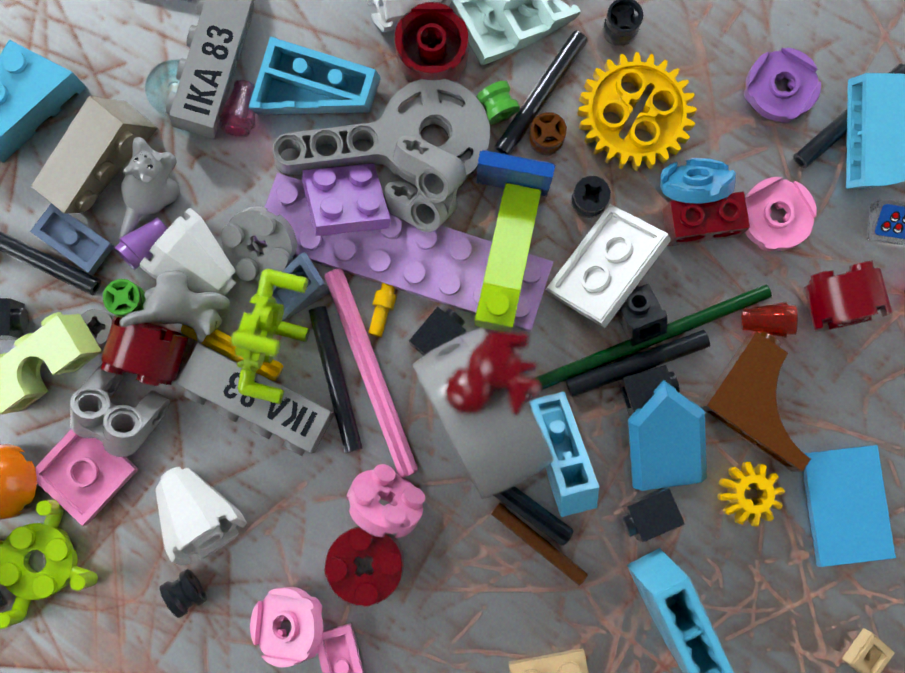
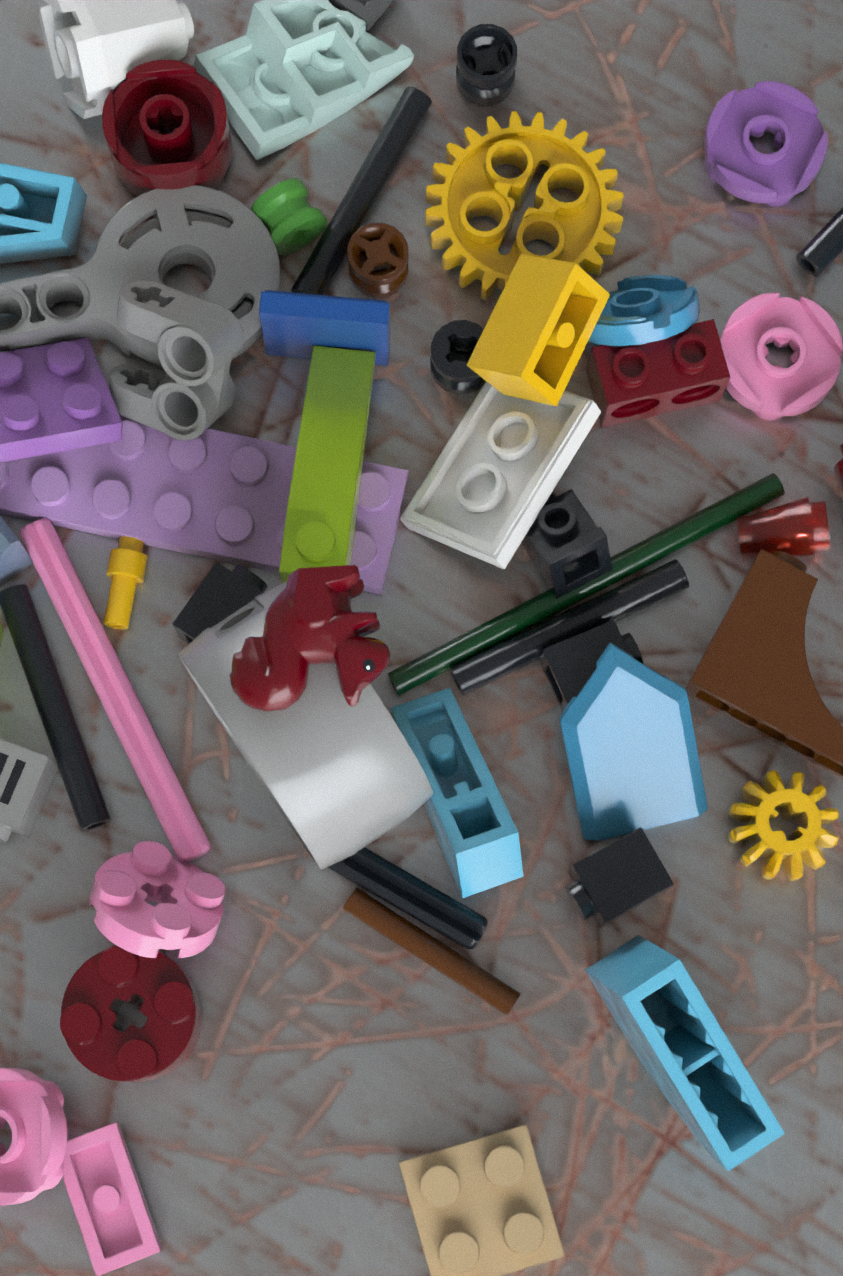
camera: 10 degrees left, 5 degrees down
(640, 187) = (538, 329): none -> yellow brick

